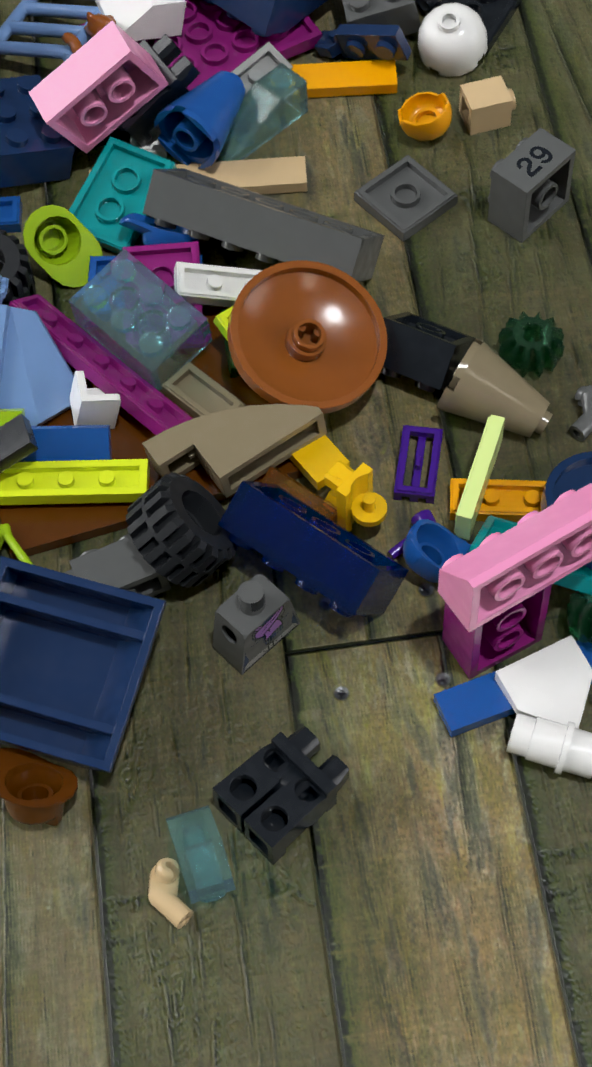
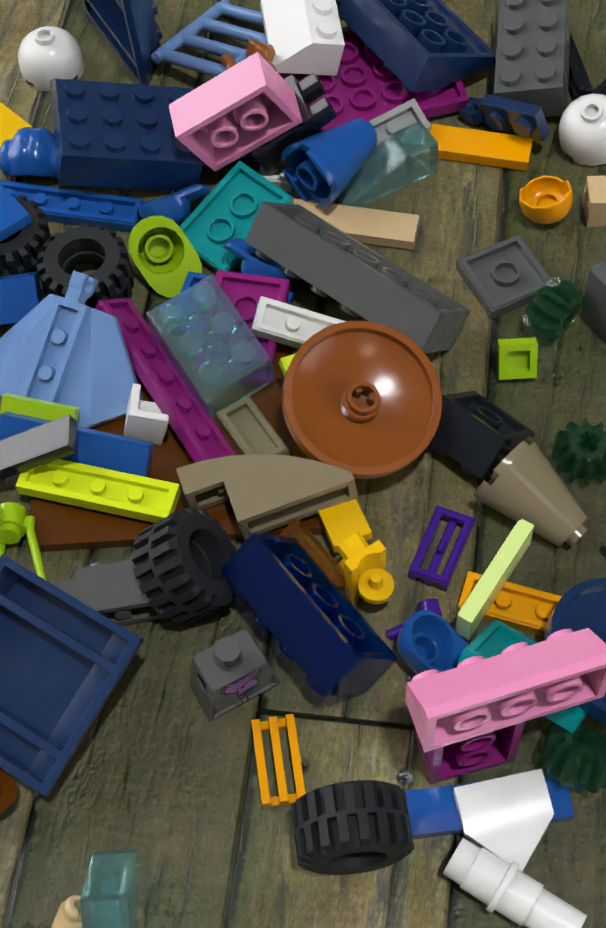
camera: 15 degrees right, 0 degrees up
(55, 193) = (174, 206): none -> blue cap
(280, 792) = (207, 857): black hips -> none
(307, 662) = (273, 726): none -> light orange tile
(413, 726) = (352, 827): none -> black tyre
(441, 271) = (517, 358): none -> lime tile
(463, 217) = (553, 309): none -> clear green gear

